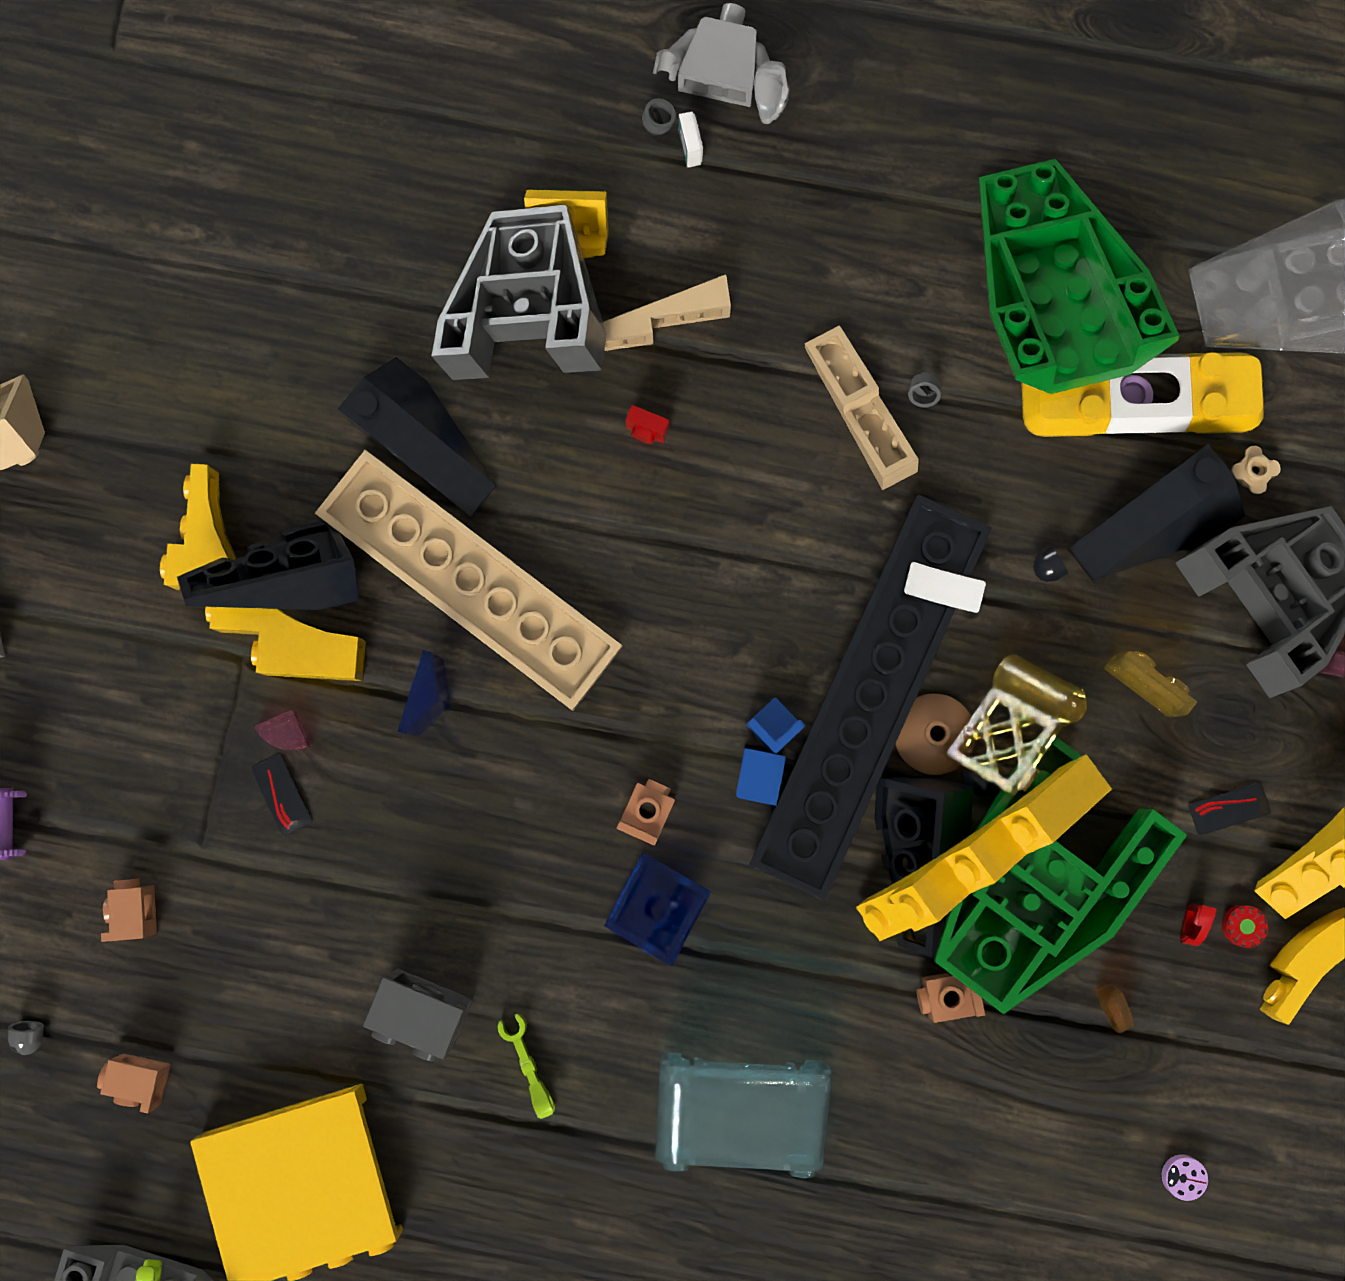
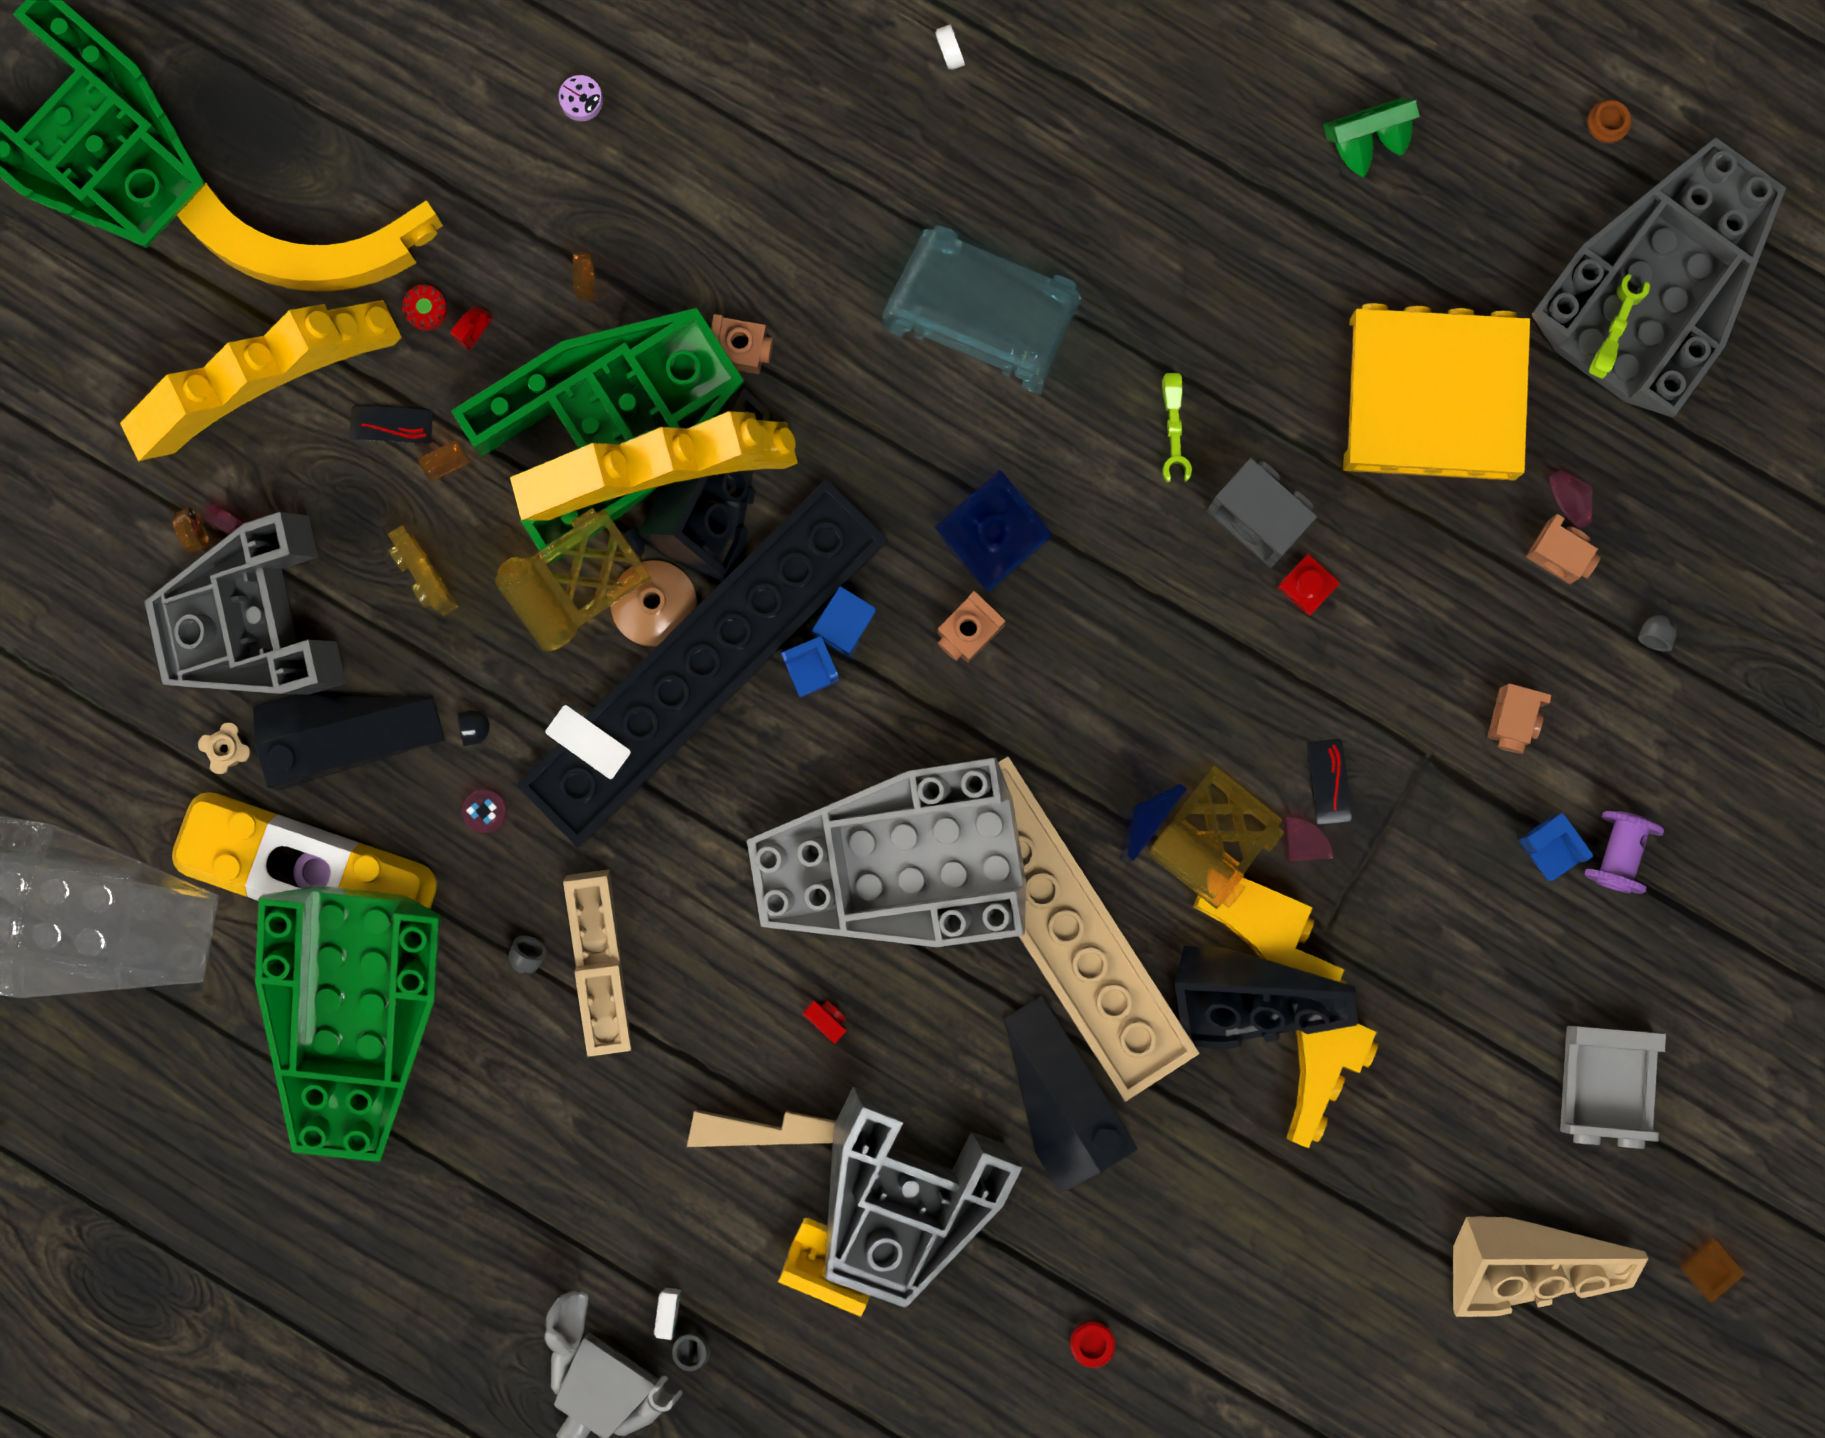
camera: 160 degrees left, 0 degrees up
(61, 808) = (1555, 846): none -> blue panel
(142, 1135) = (1573, 498): none -> clear pink tile
(325, 244) = (1092, 1344): none -> red tile
(357, 964) = (1308, 585): none -> red plate
(363, 675) = (1200, 856): none -> clear yellow piece
(630, 579) = (900, 862): none -> light grey wedge
(1009, 498) = (484, 811): none -> clear pink tile
(1171, 791) = (443, 461): none -> clear orange tile

